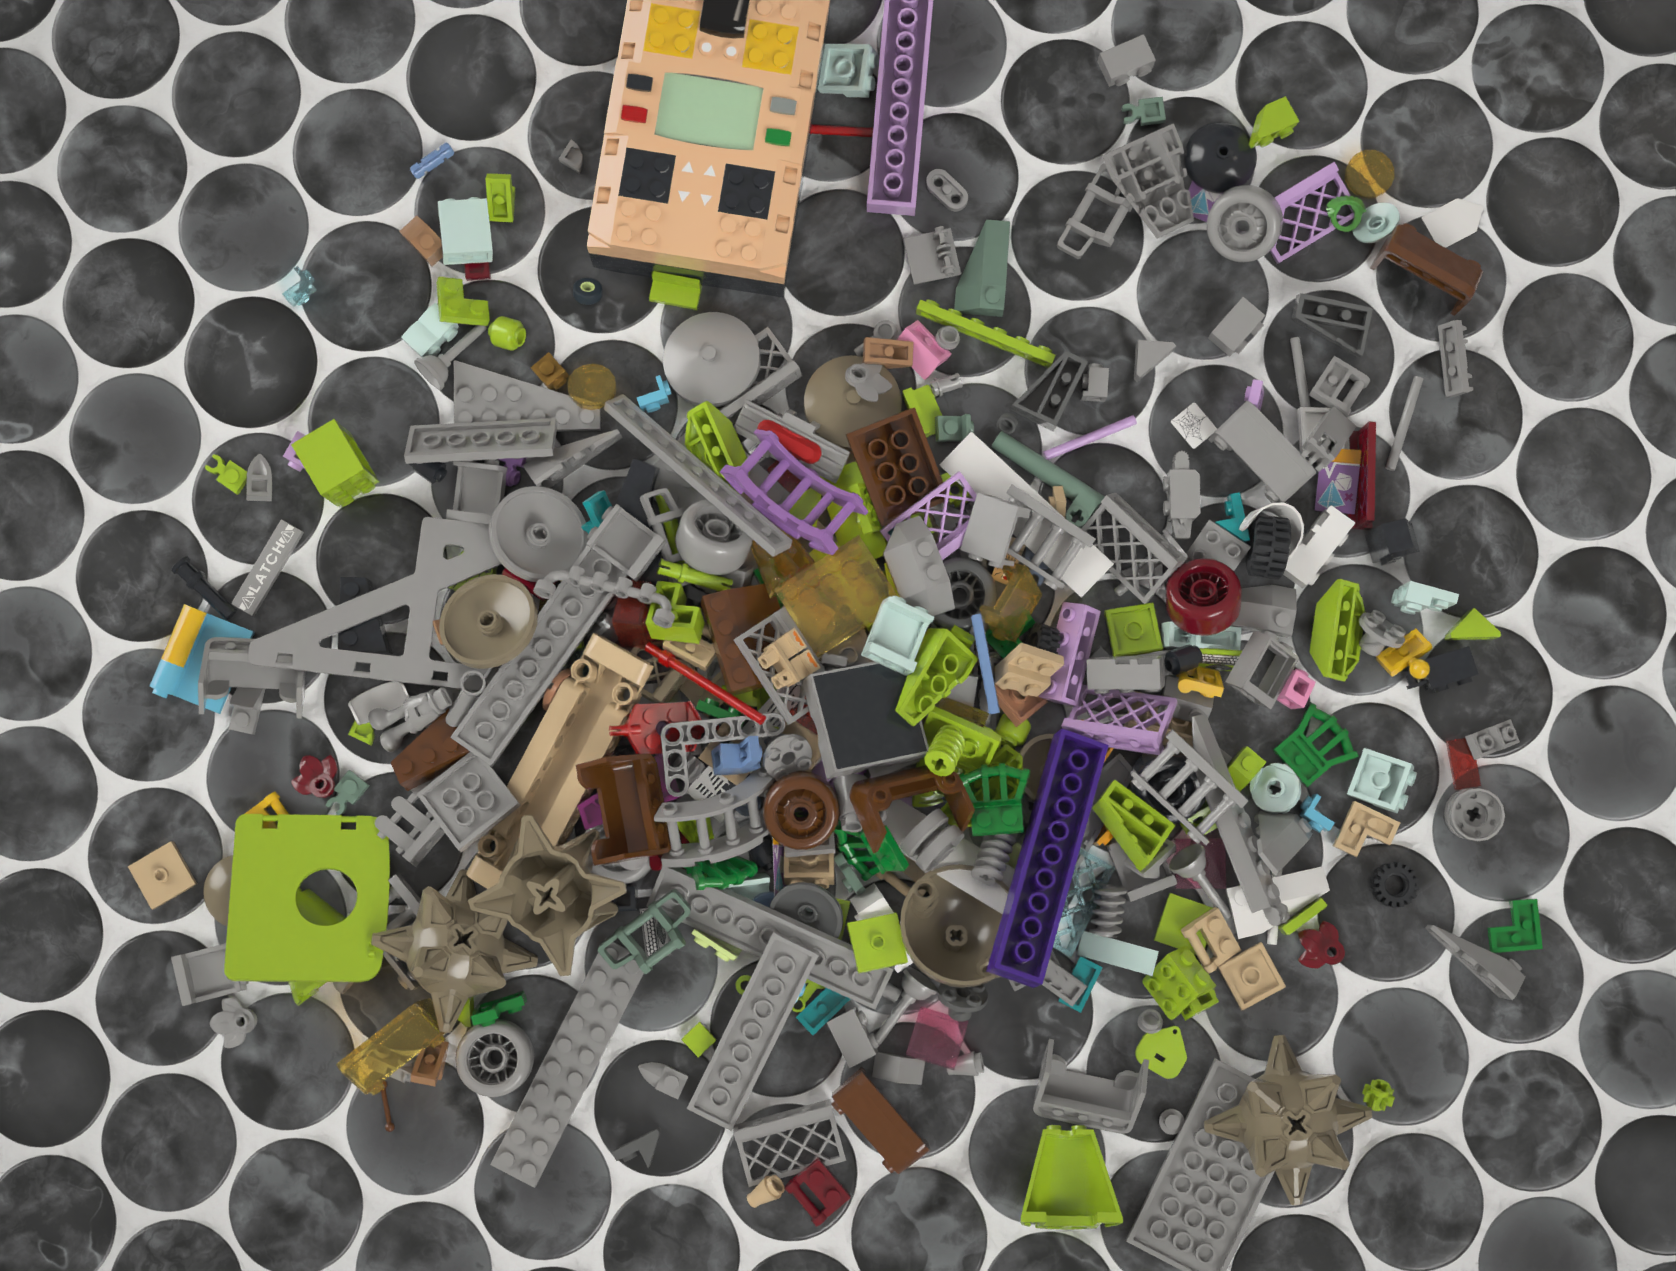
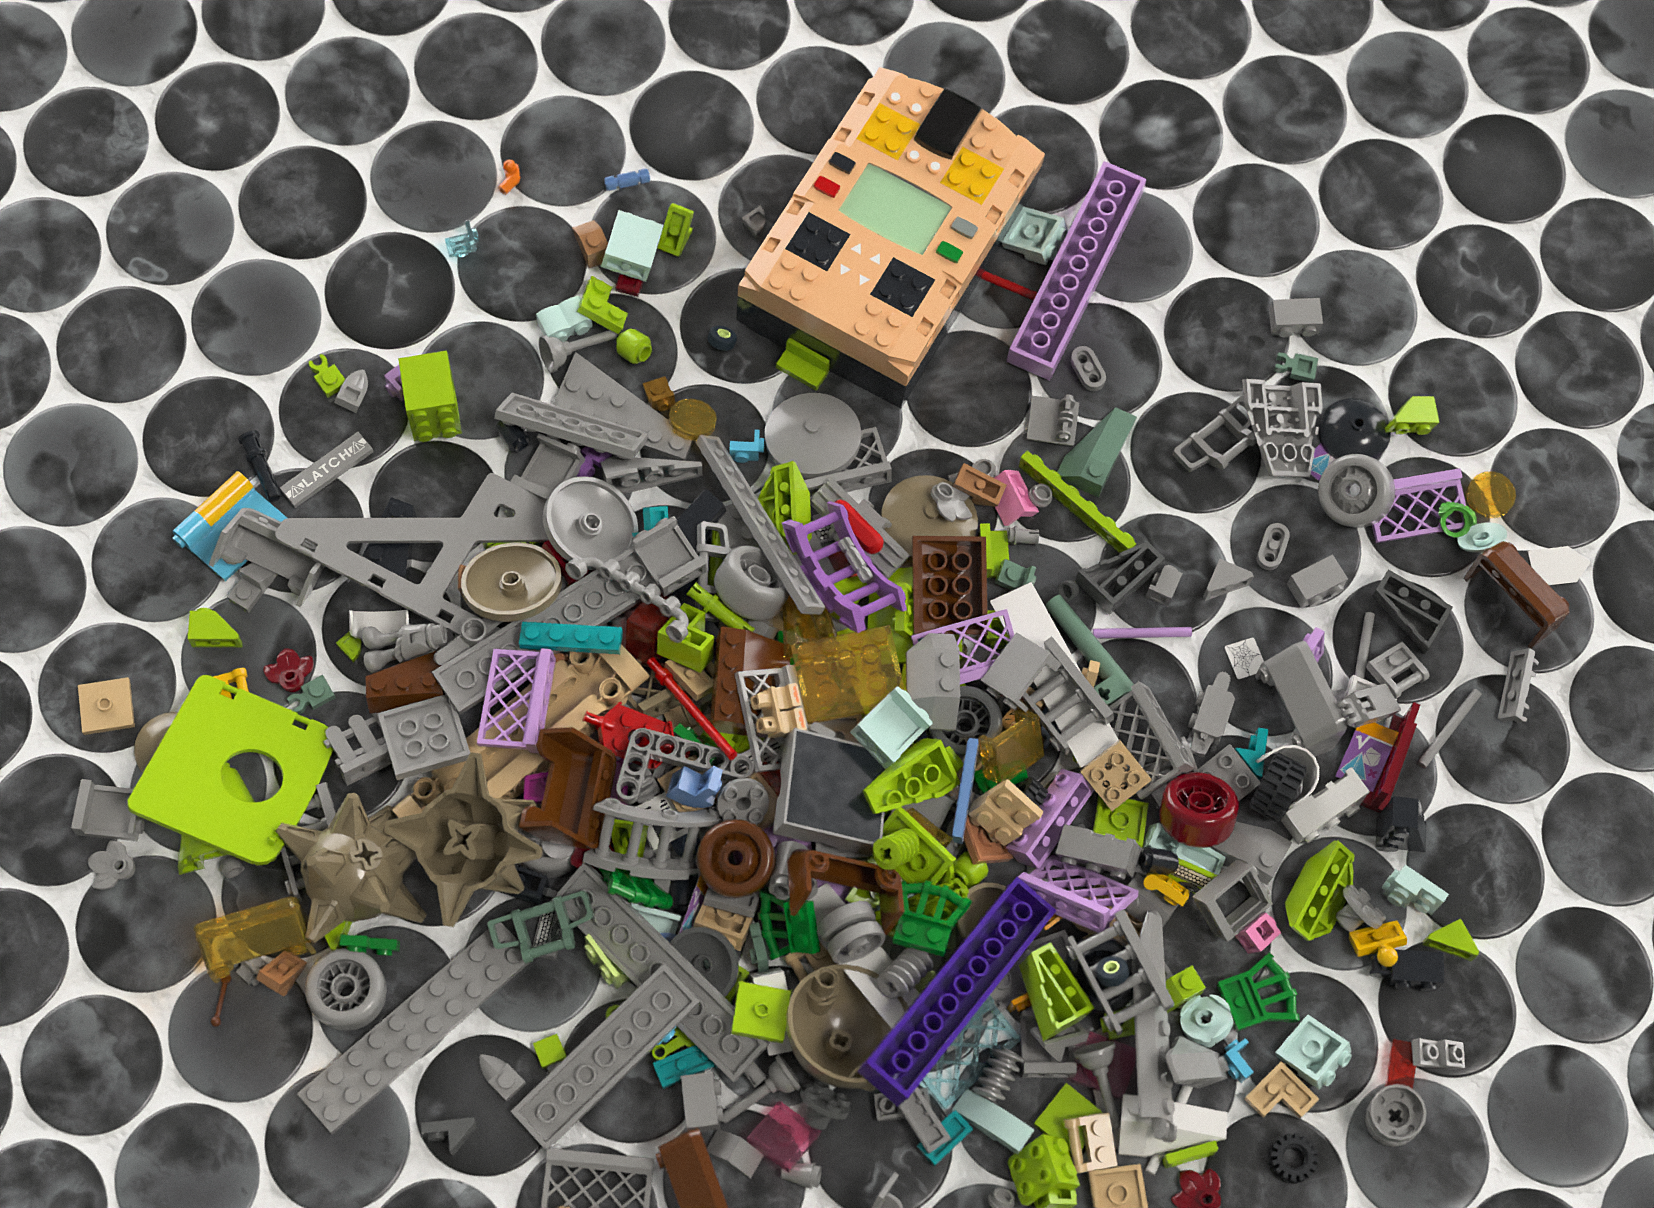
camera: 10 degrees right, 15 degrees down
(226, 767) = (211, 630): none -> lime slope
(319, 199) = (512, 176): none -> orange arm
(558, 725) = (538, 696): none -> lavender fence
(566, 658) = (571, 637): none -> teal plate
(801, 479) = (855, 559): none -> light grey axle
(1115, 593) = (1115, 758): none -> tan plate
(1178, 783) = (1112, 971): none -> black wheel
(1183, 307) = (1271, 547): none -> light grey plate

